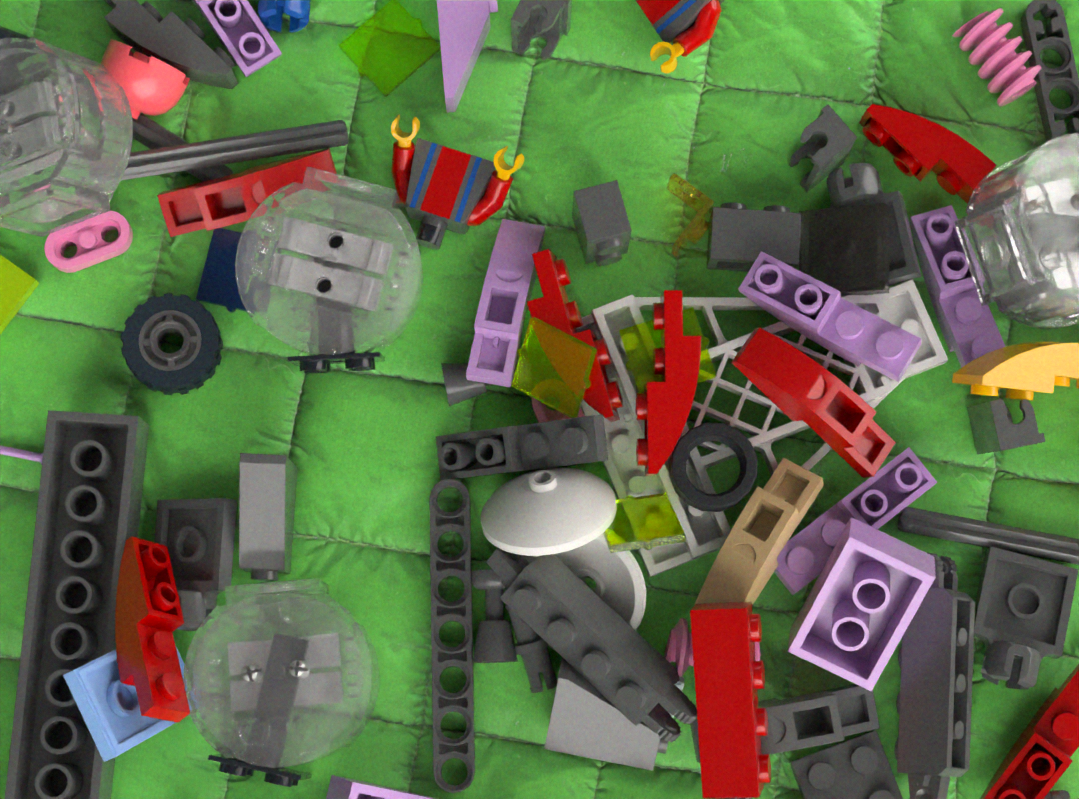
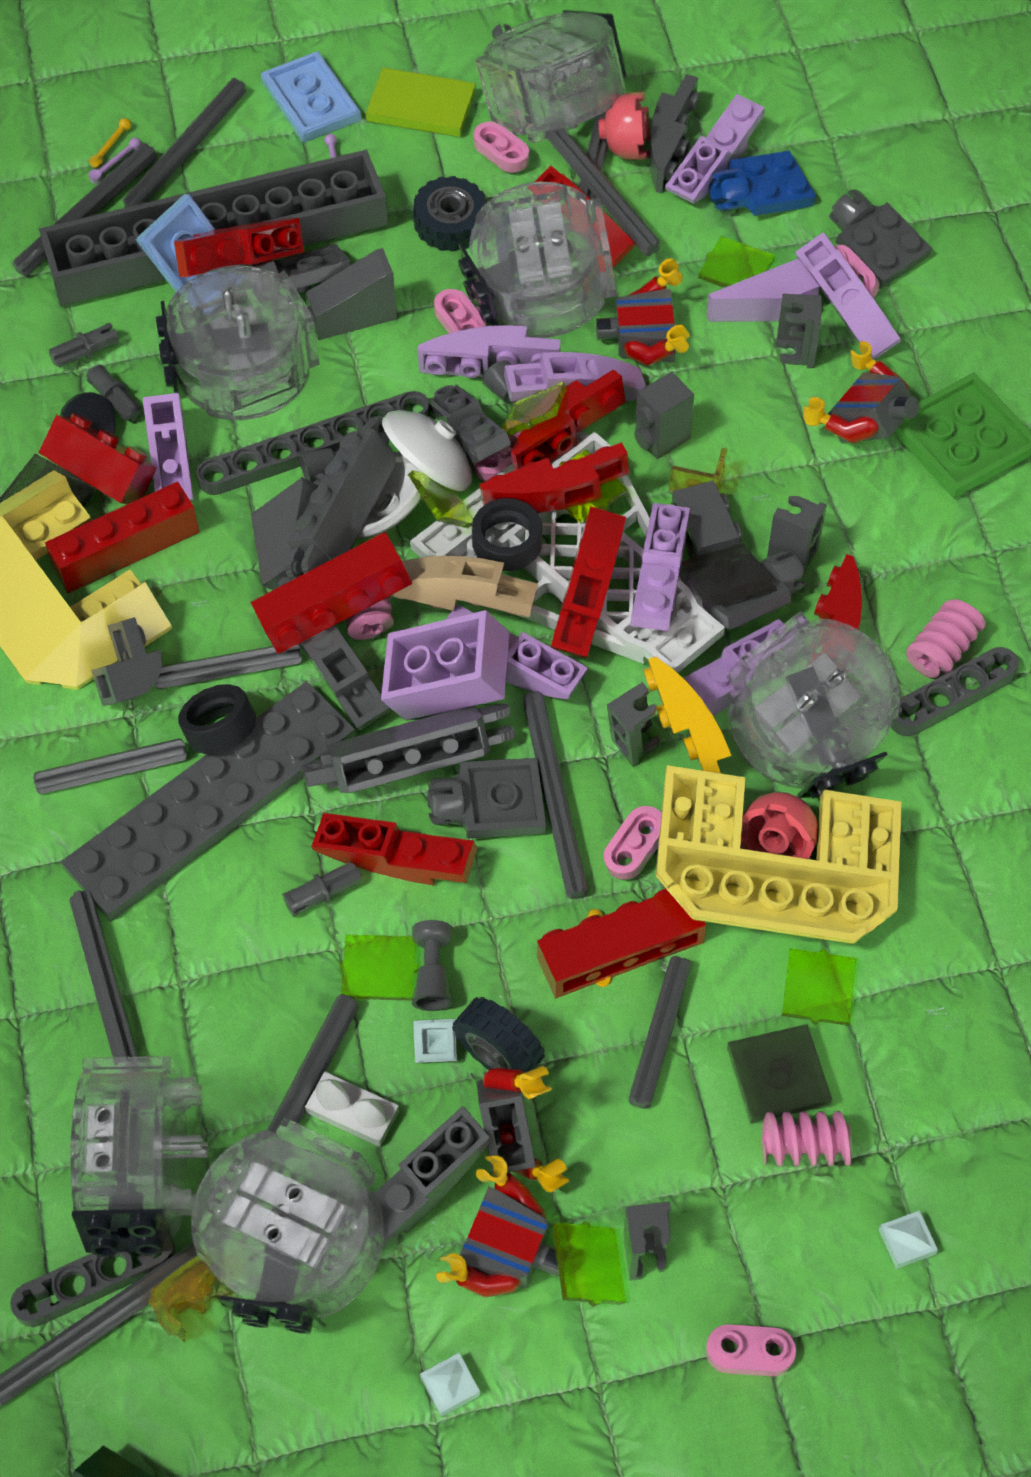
camera: 70 degrees right, 20 degrees down
(340, 394) = (464, 312): none -> bright pink plate
(402, 396) = (477, 349): none -> lavender slope

